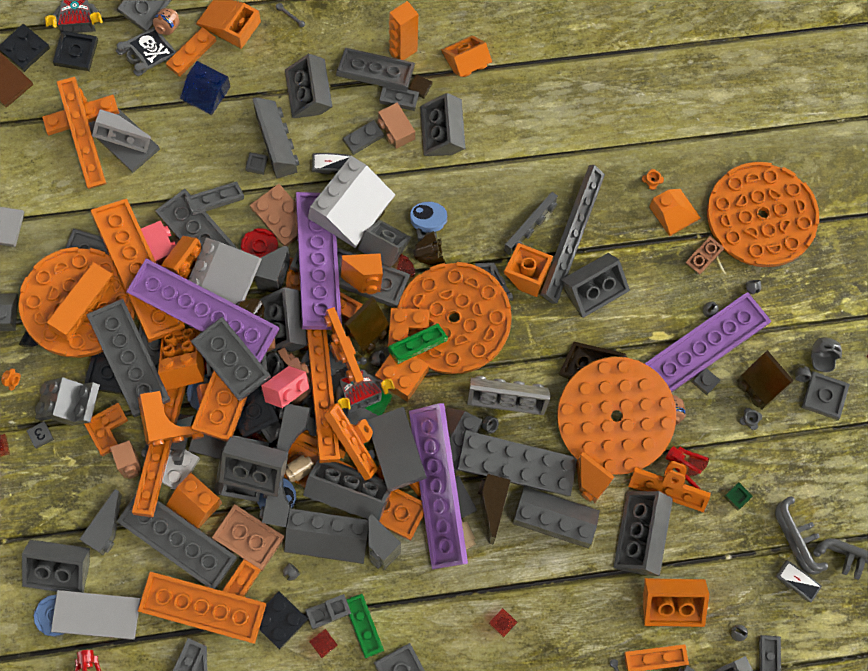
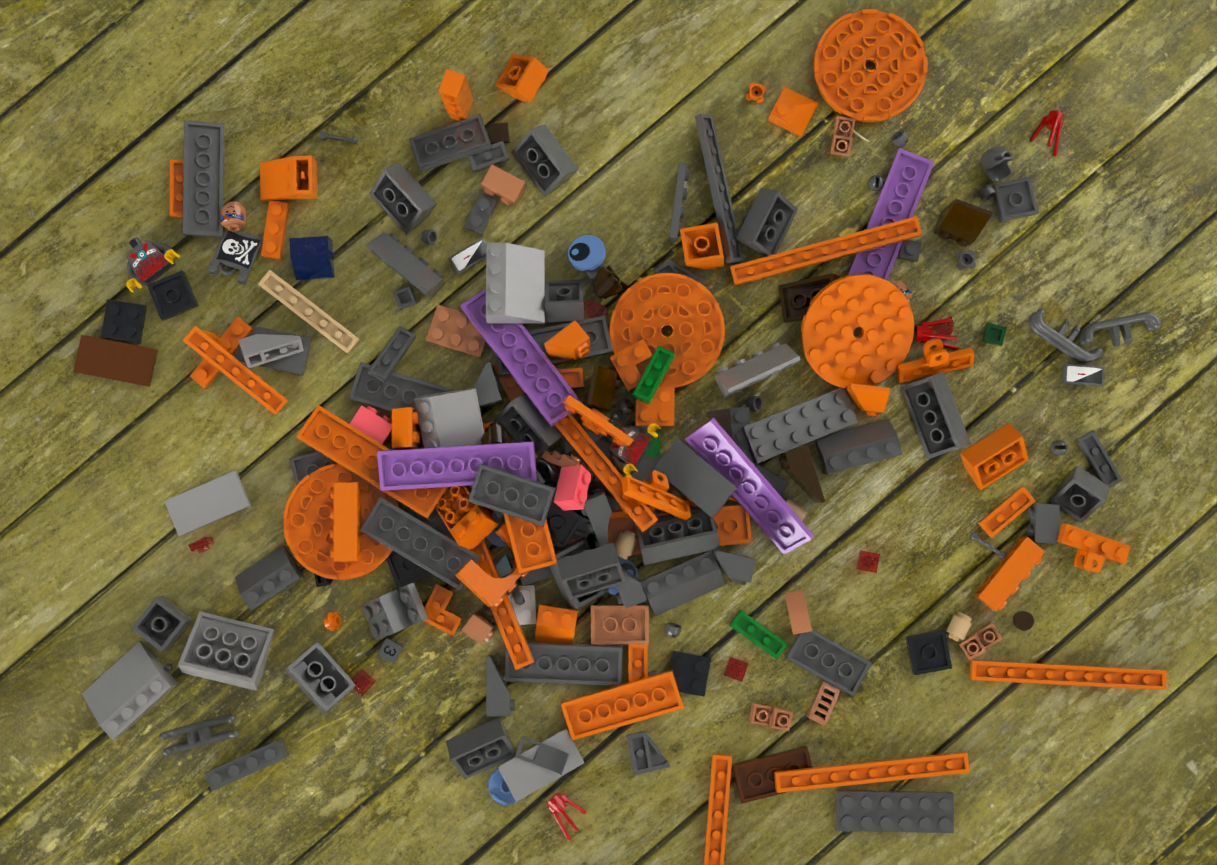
camera: 25 degrees left, 15 degrees up
(106, 609) = (546, 756): none -> dark grey piece
(172, 127) = (309, 312): none -> tan plate
(252, 242) = (464, 372): red tile -> none
(313, 129) = (425, 237): none -> dark grey hinge
(328, 612) = (723, 642): dark grey slope -> none
(411, 627) = (798, 612): none -> nougat slope
(632, 335) = (826, 251): none -> orange plate

